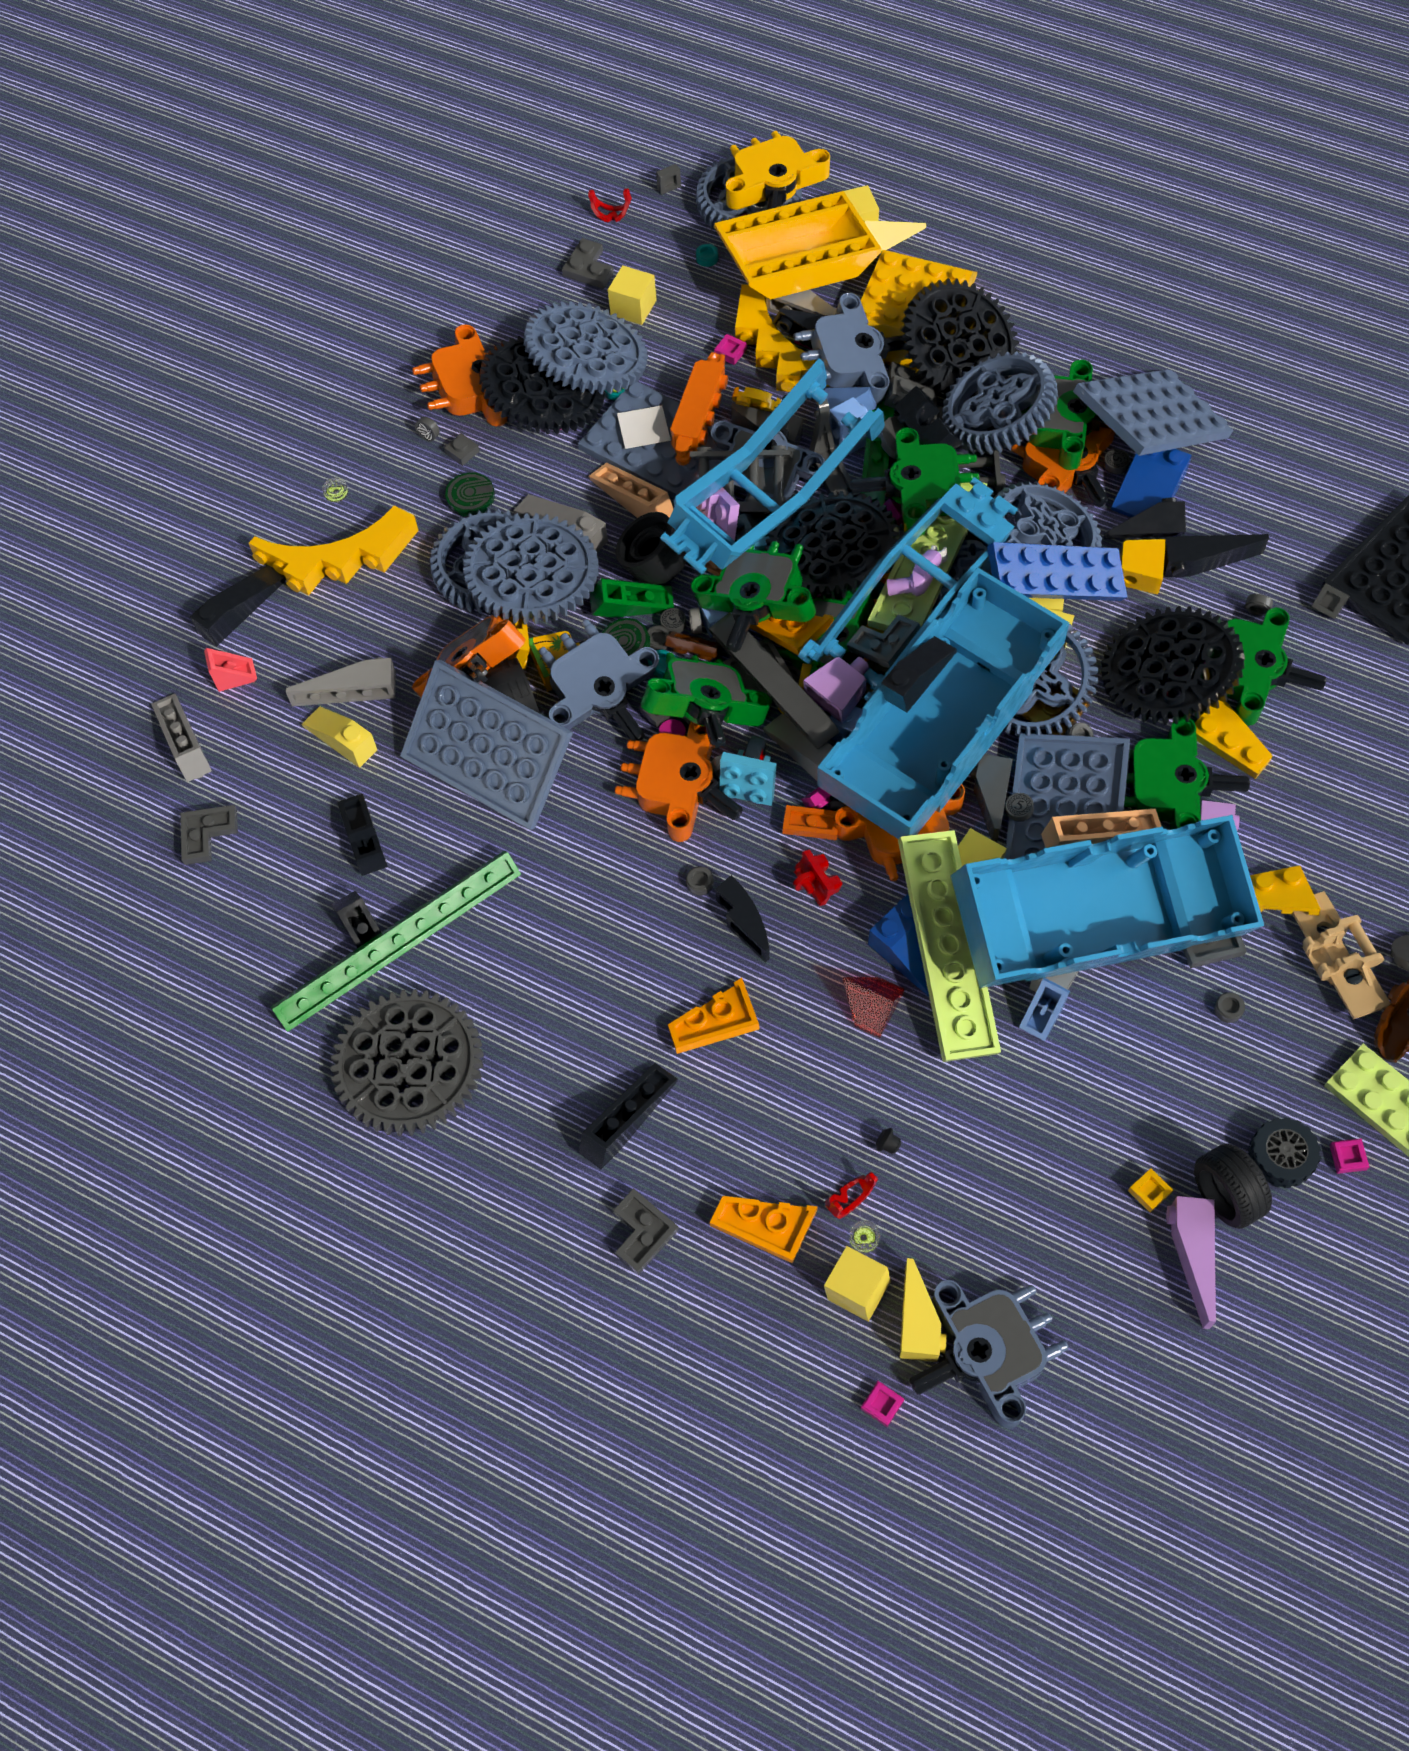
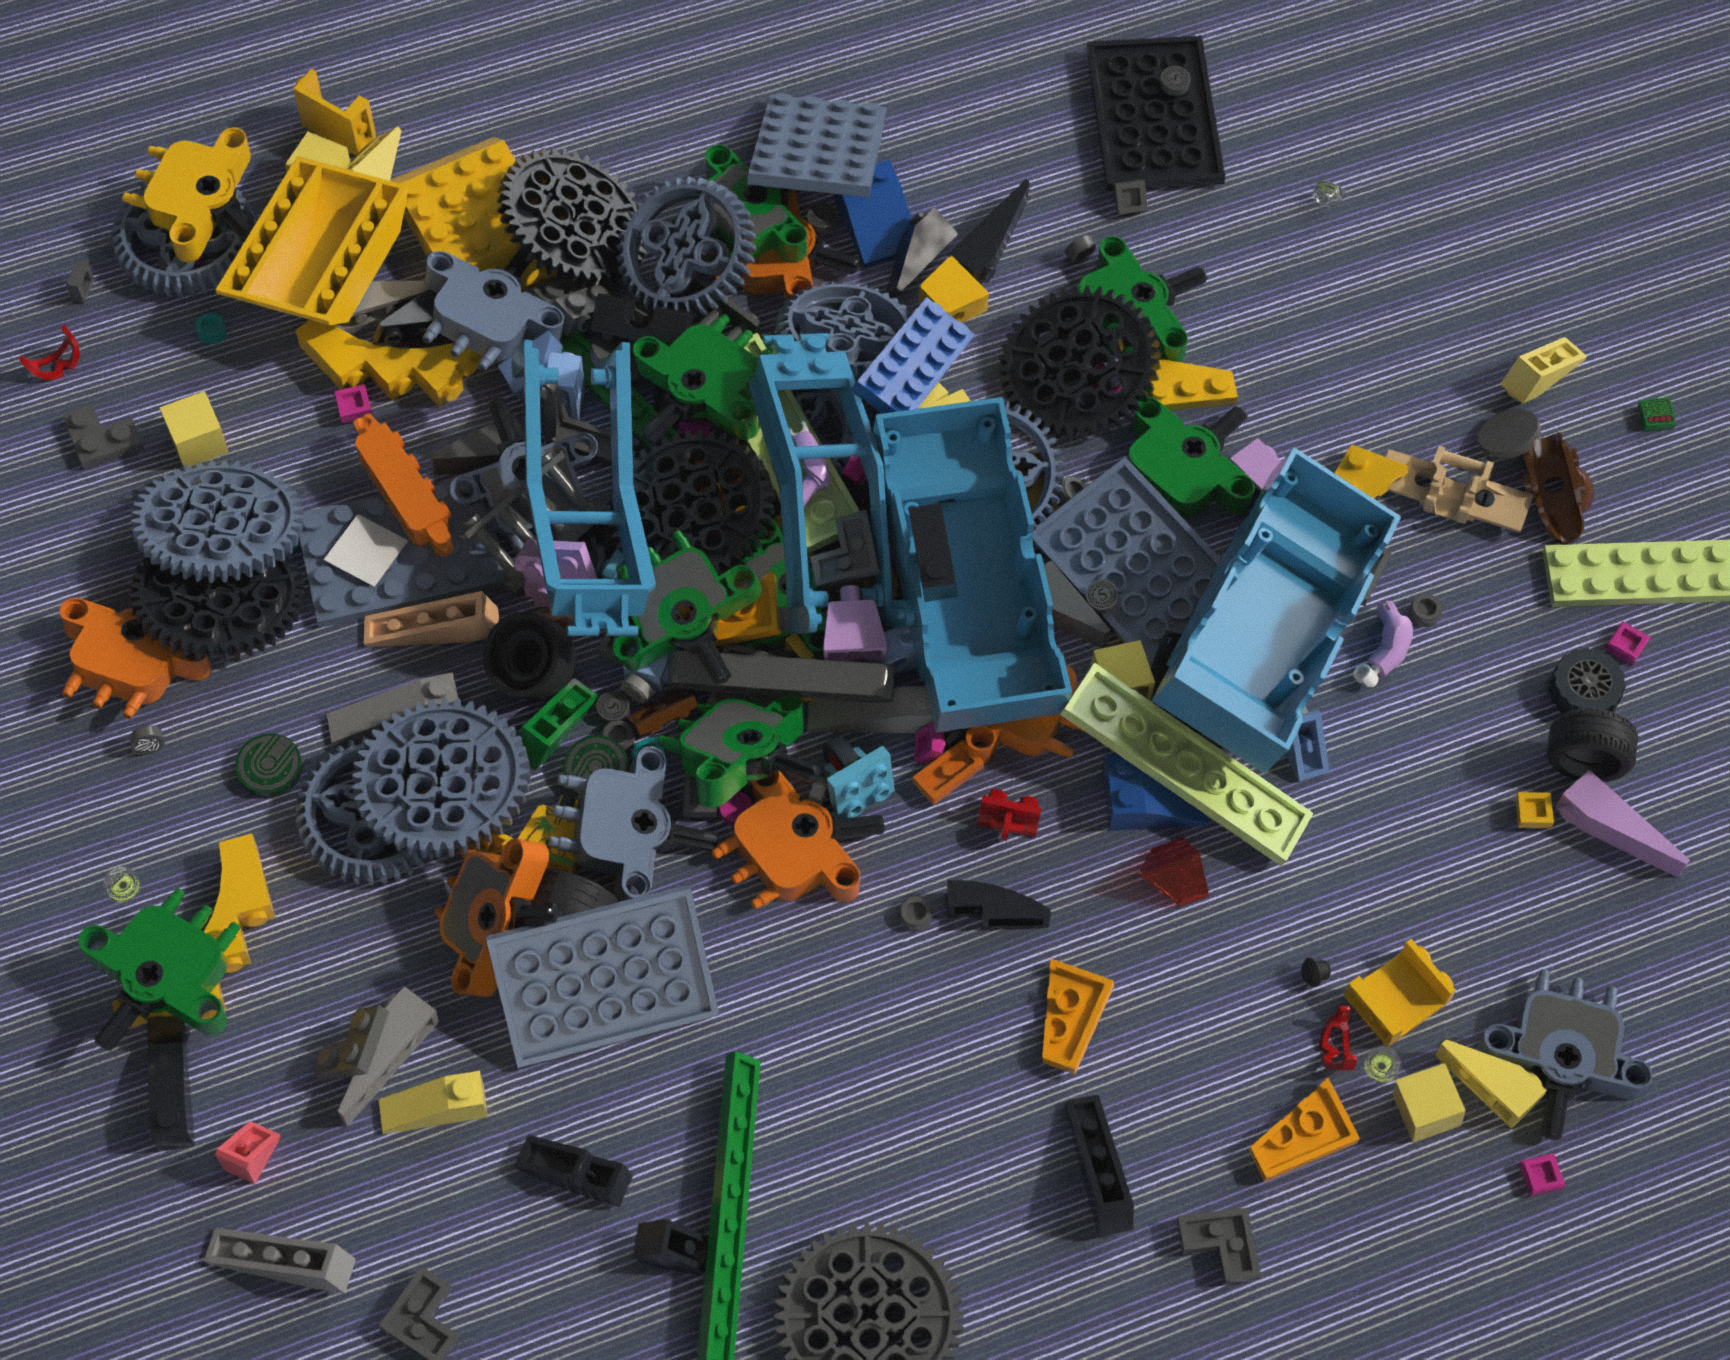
camera: 55 degrees left, 0 degrees up
(290, 538) = (172, 953): none -> green piece
(323, 665) = (355, 1053): none -> dark grey plate
(461, 449) = (203, 729): dark grey plate -> none
(755, 398) = (448, 432): yellow plate -> none
(898, 198) = (349, 128): none -> yellow panel
(925, 1208) = (1400, 993): none -> yellow panel
(1097, 826) = (1193, 557): light nougat slope -> none
(1177, 1007) = (1393, 649): none -> lavender arm

